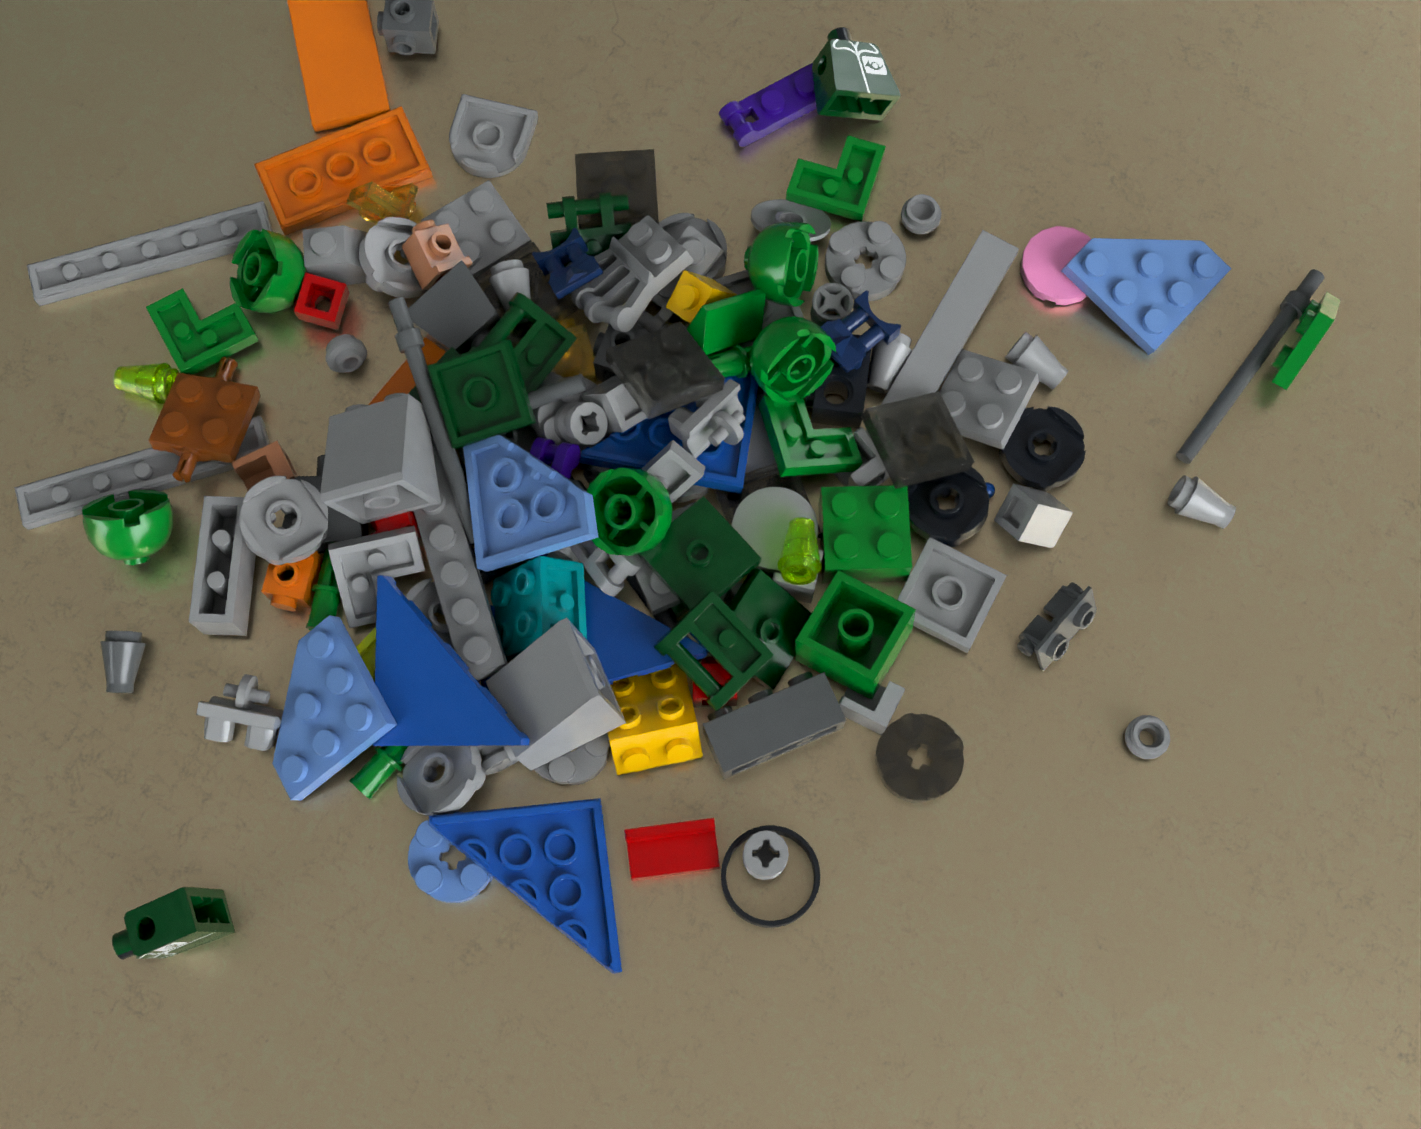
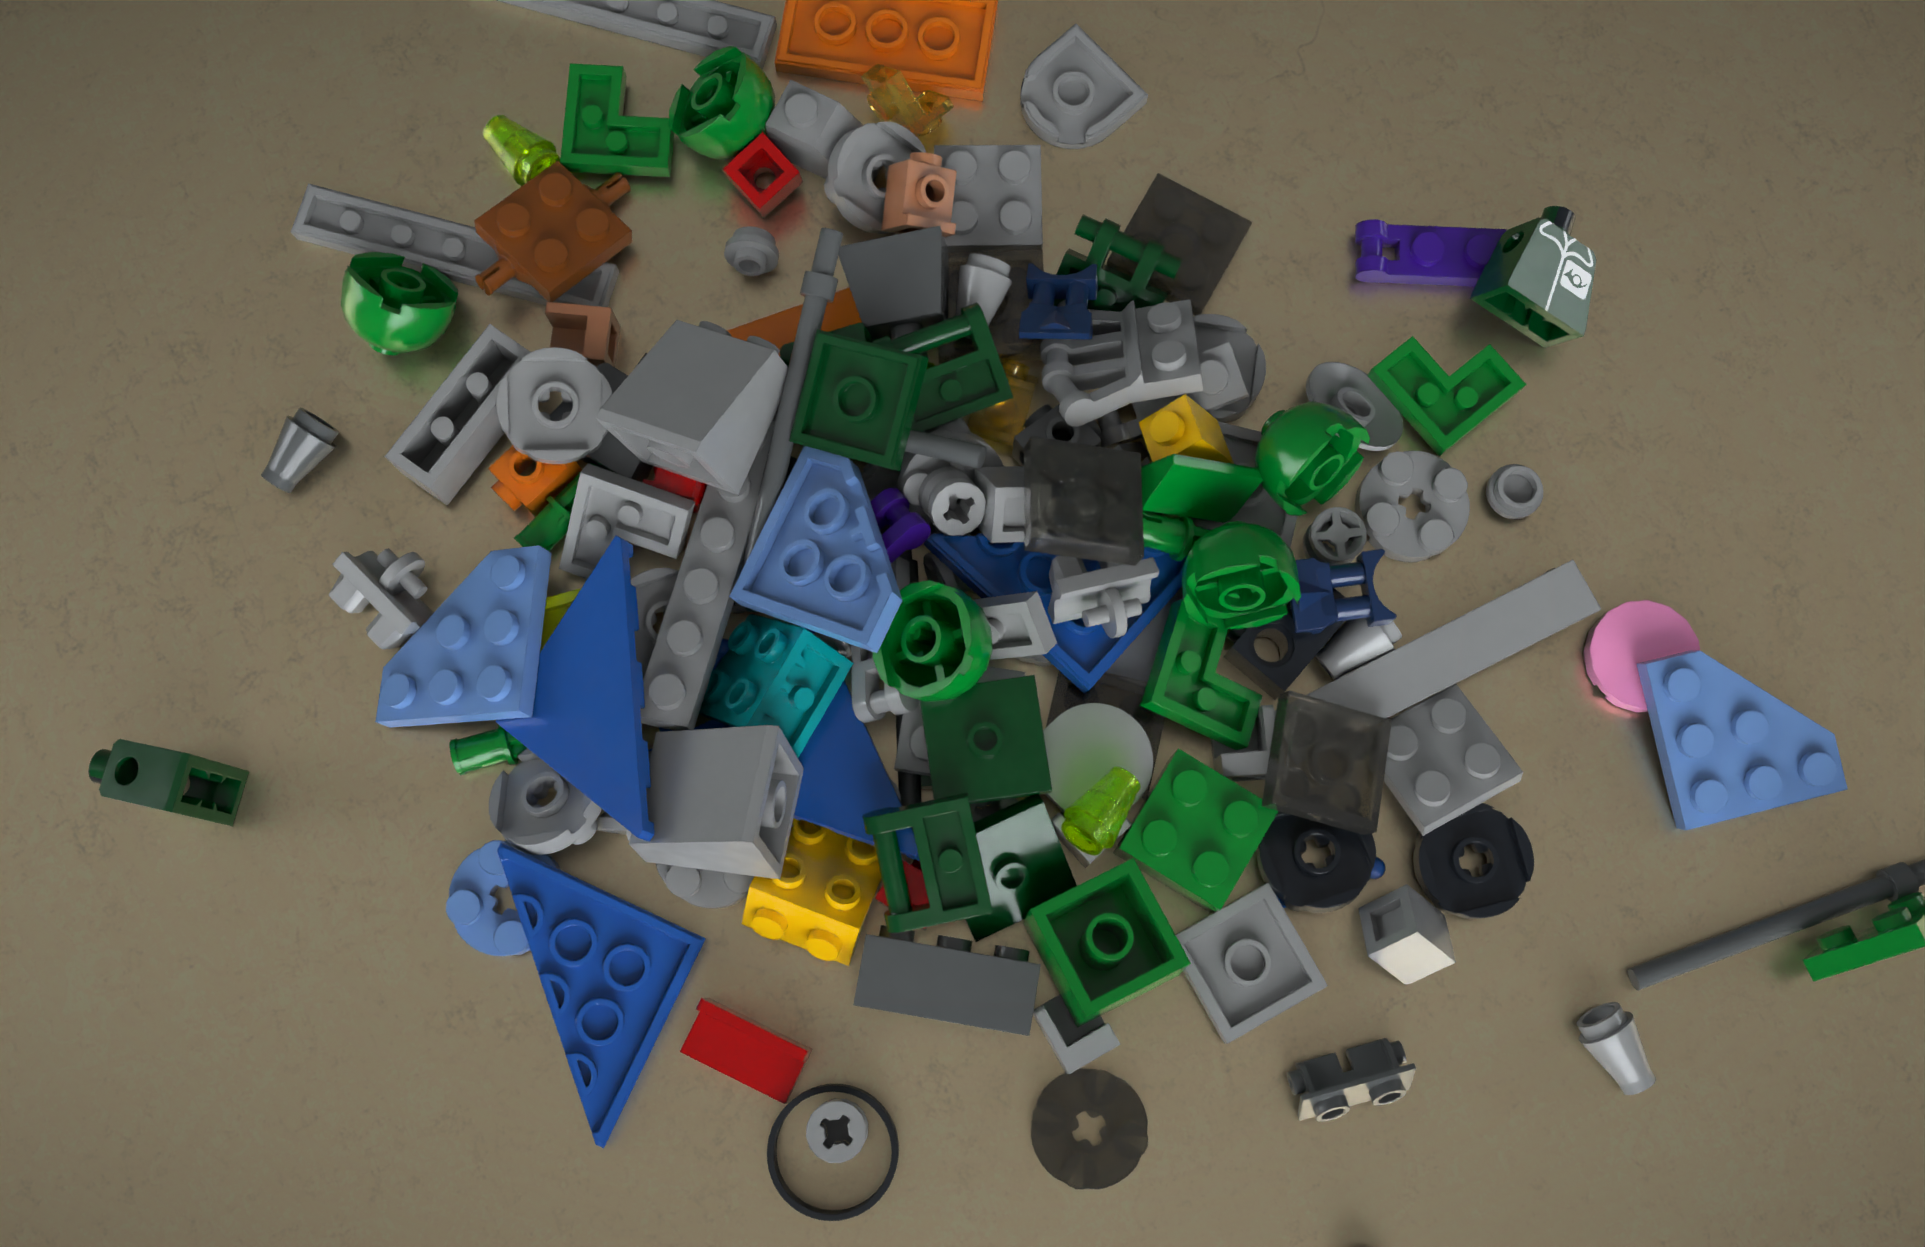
camera: 30 degrees right, 5 degrees up
(1035, 356) = (1535, 750): light grey cone -> none

